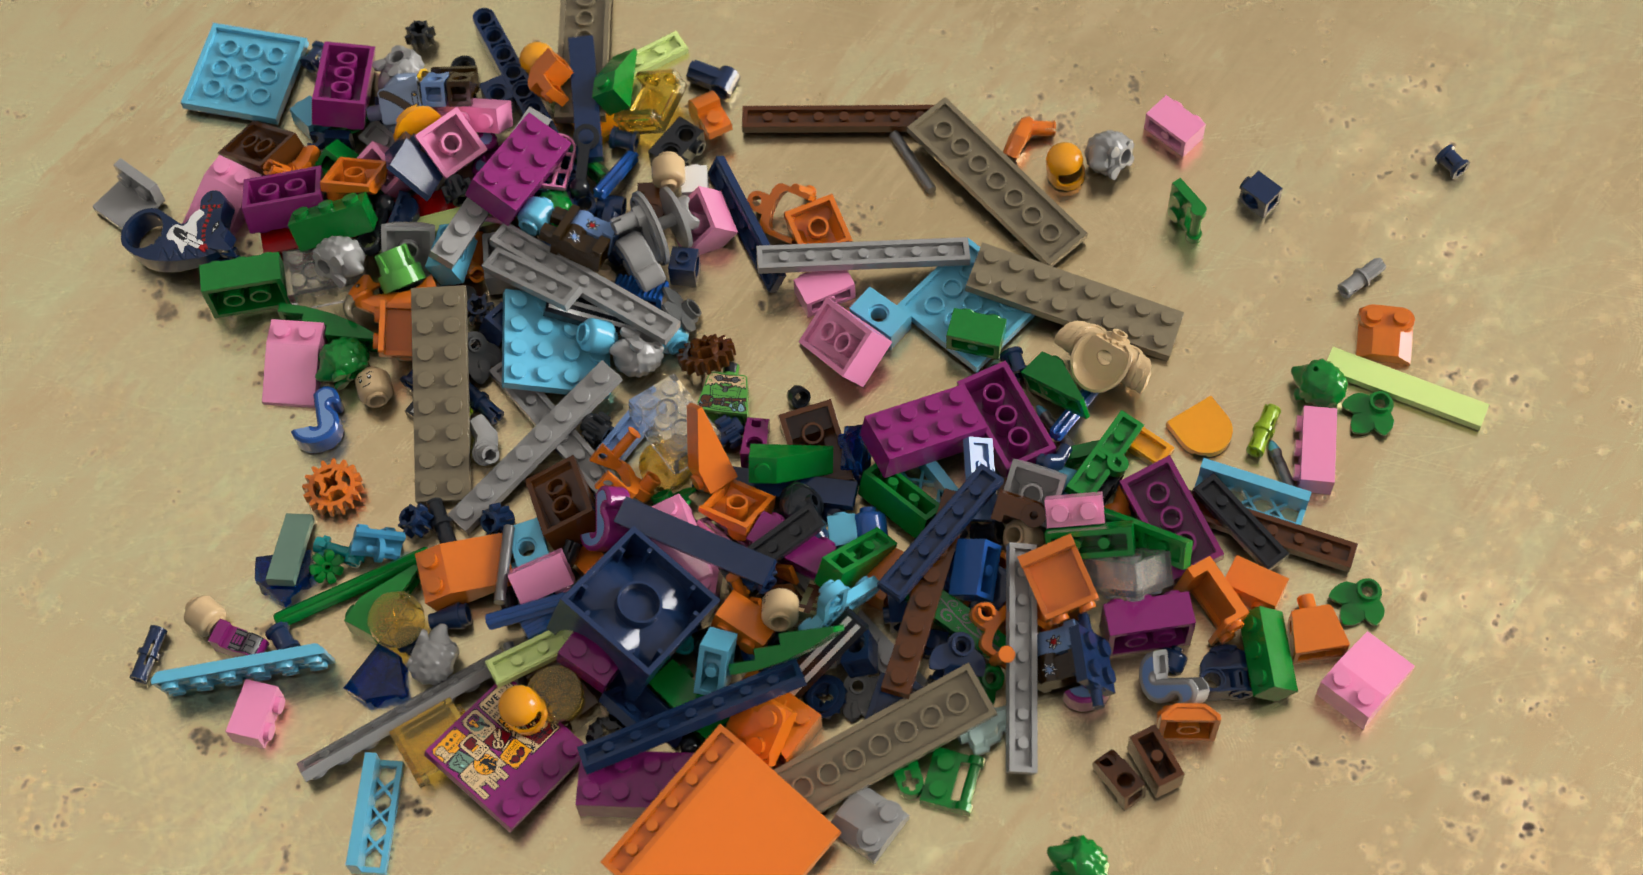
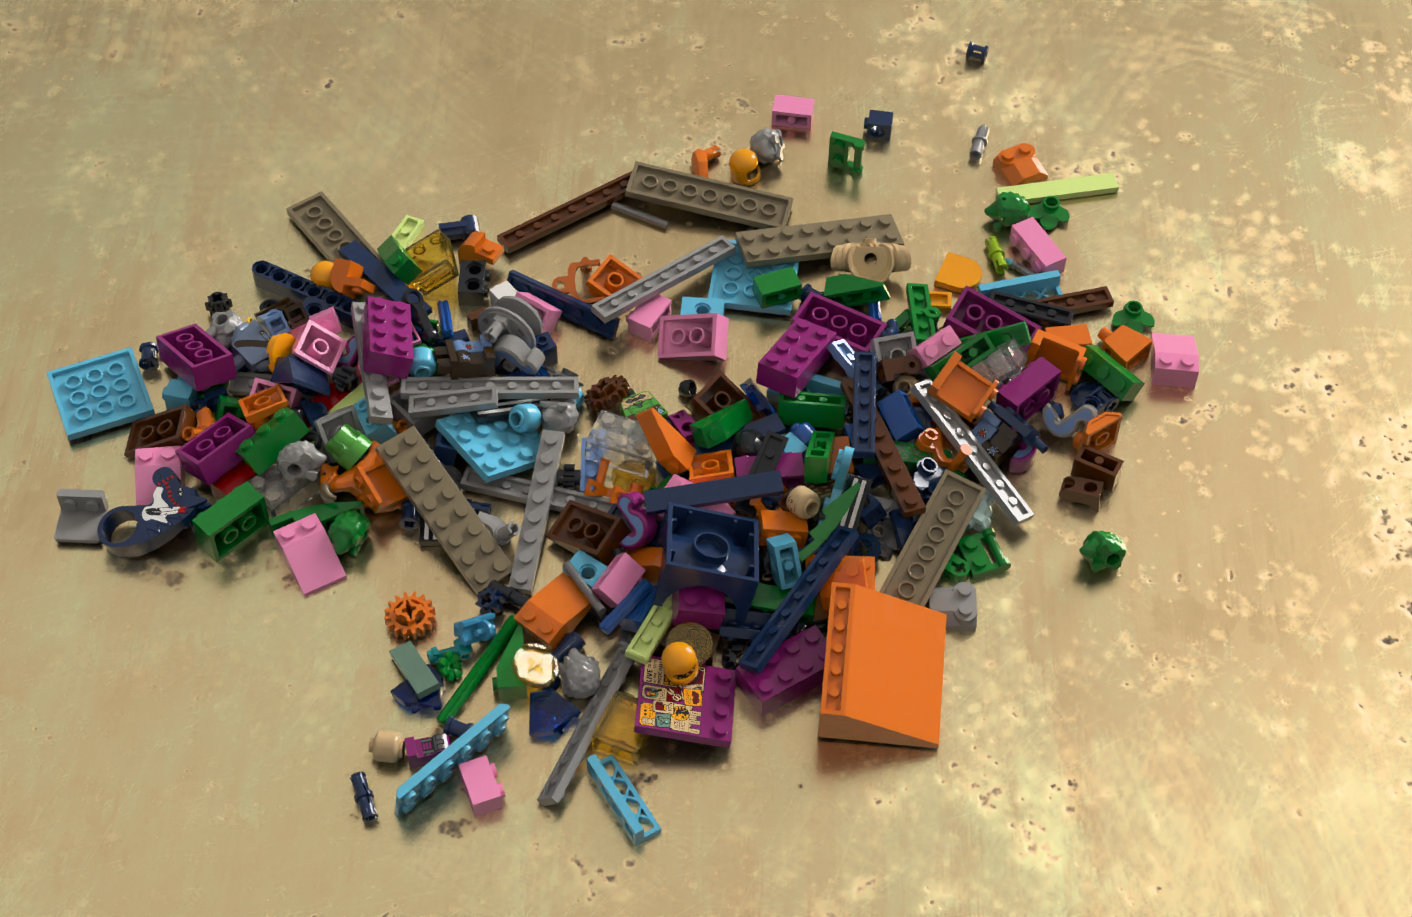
camera: 40 degrees left, 10 degrees down
(329, 428) = (370, 580): blue animal -> none
(374, 387) = (384, 537): tan head -> none
(496, 517) = (543, 574): dark blue gear -> none
(624, 139) = (432, 295): dark blue bush -> none
(668, 170) = (486, 293): tan head -> none

